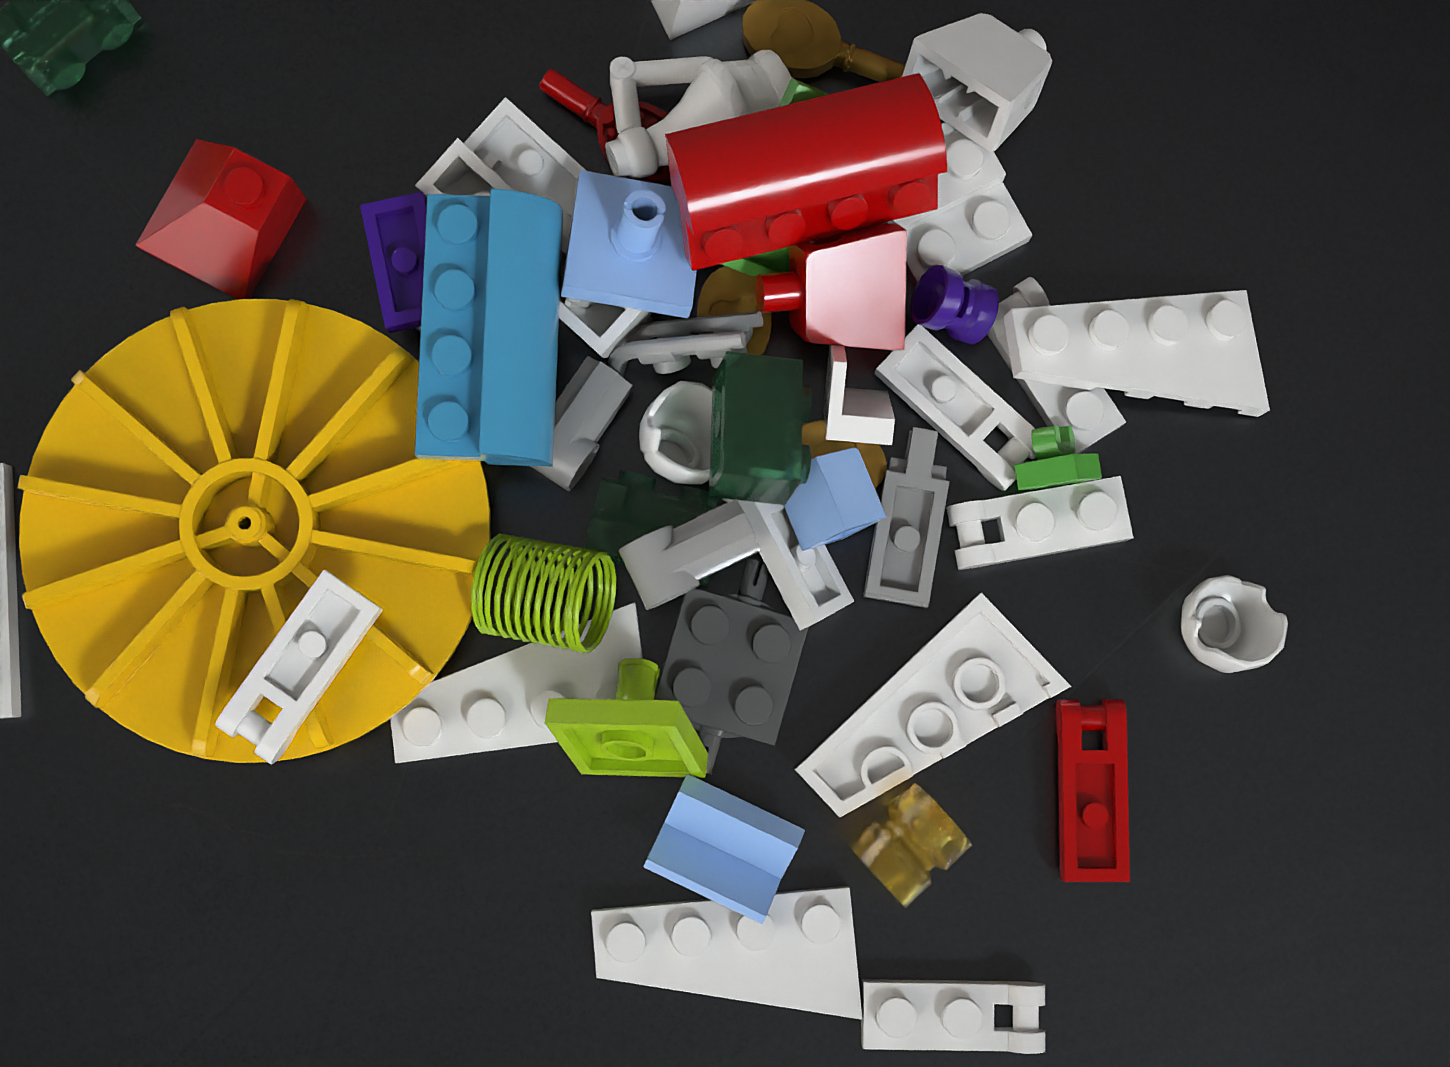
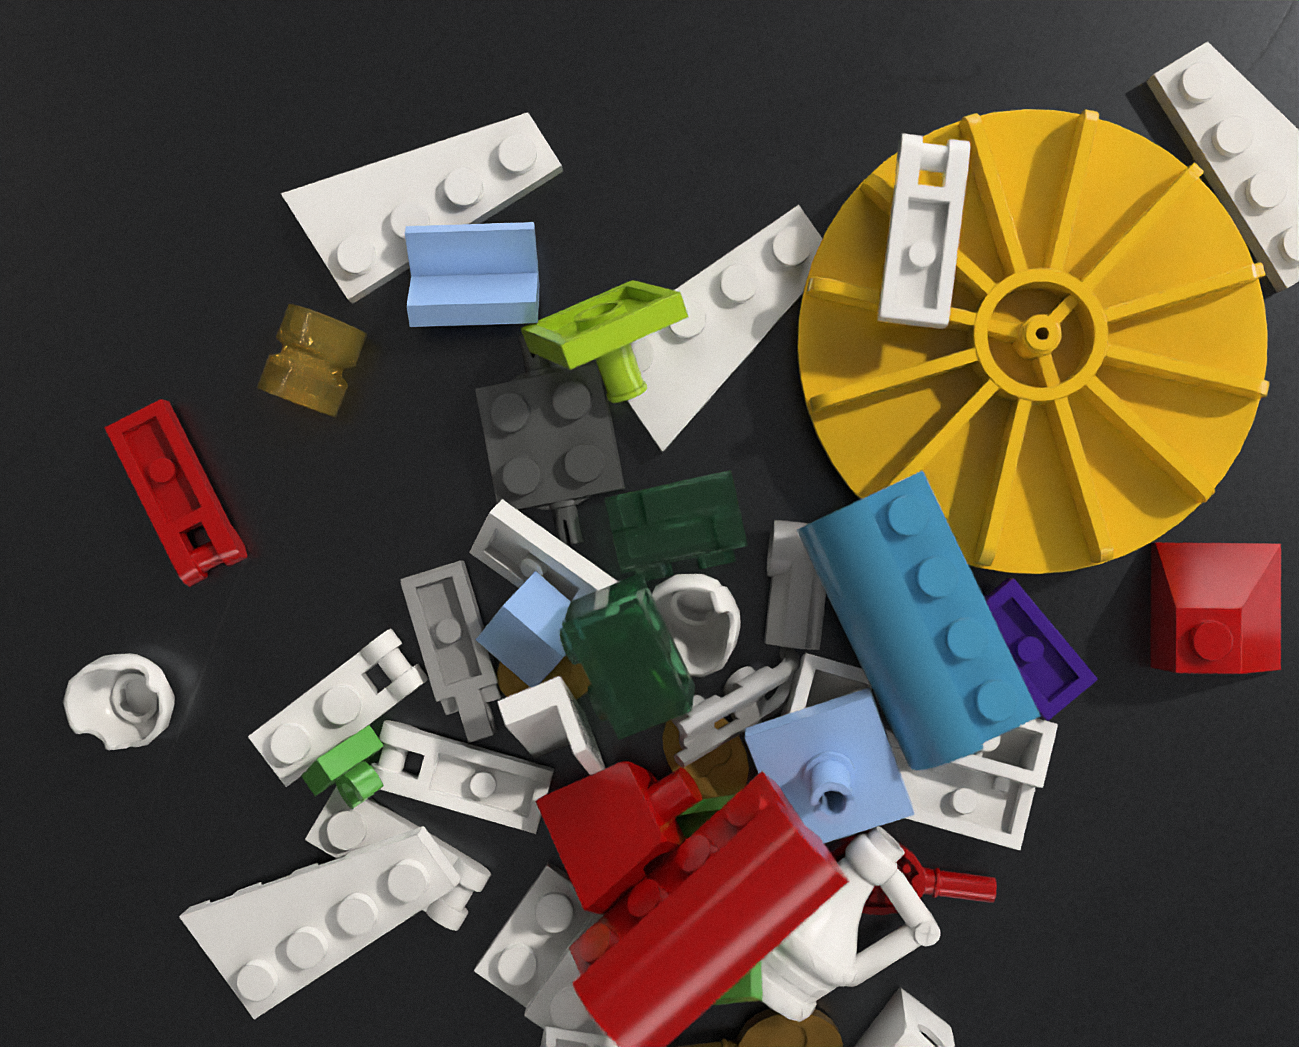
camera: 155 degrees right, 5 degrees up
(516, 588) = (719, 432): lime piece -> none
(676, 558) = (640, 500): light grey piece -> none
(943, 698) = (347, 507): white wing -> none
(950, 303) = (511, 867): dark purple wheel -> none
(950, 1015) = (206, 237): white plate -> none

